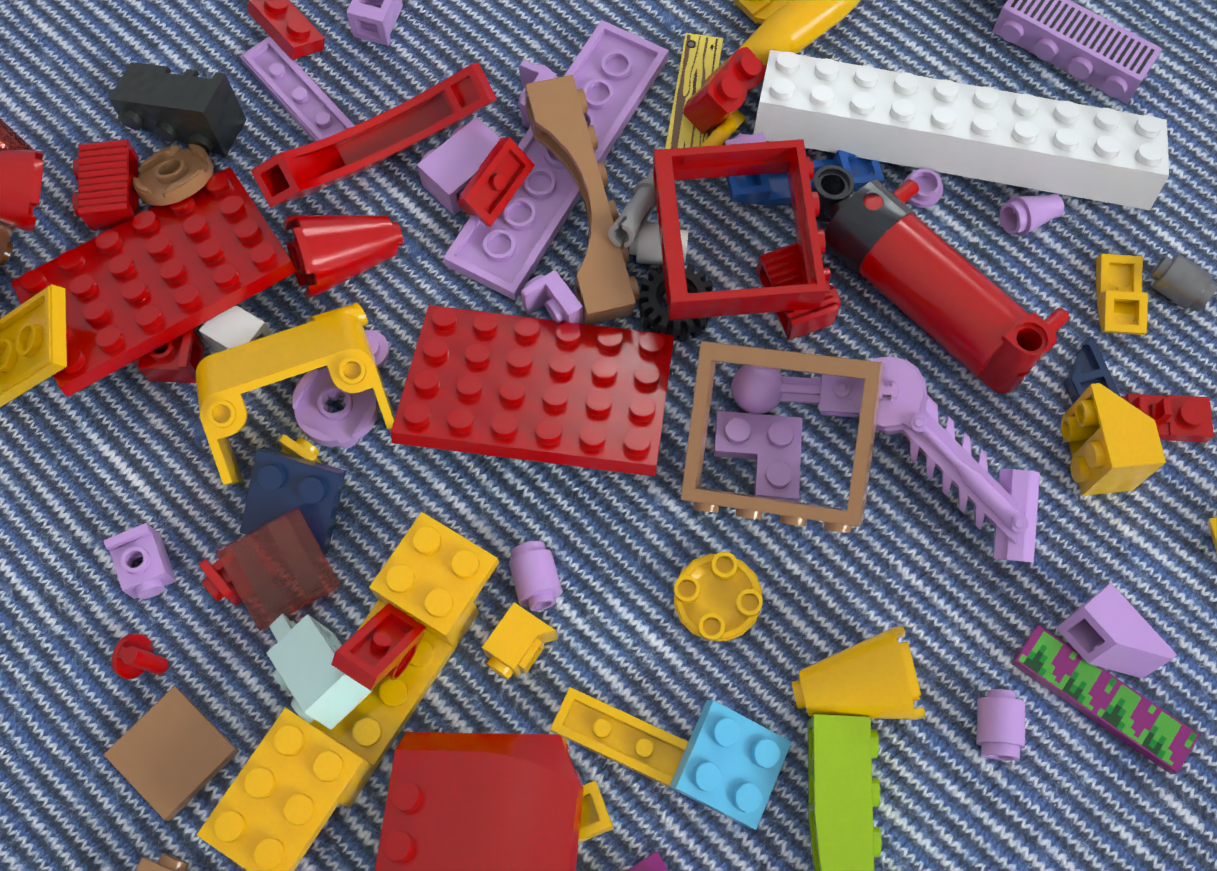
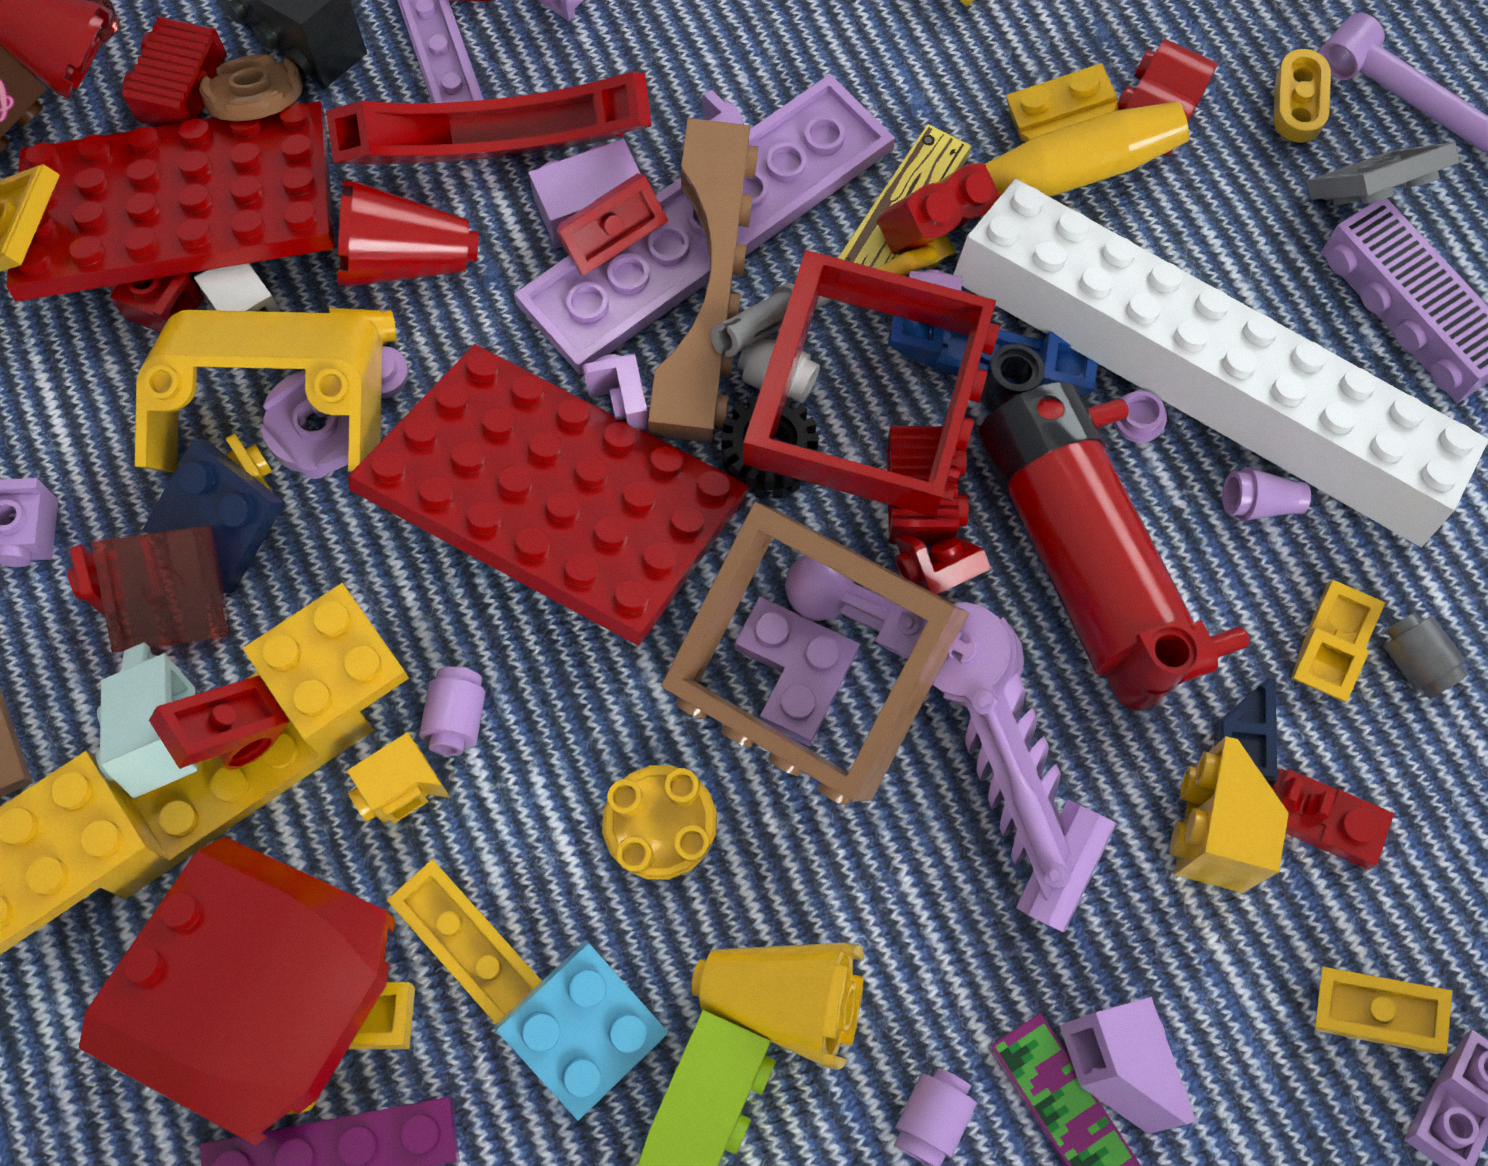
camera: 20 degrees right, 0 degrees up
(837, 339) = (945, 566): none -> red bracket

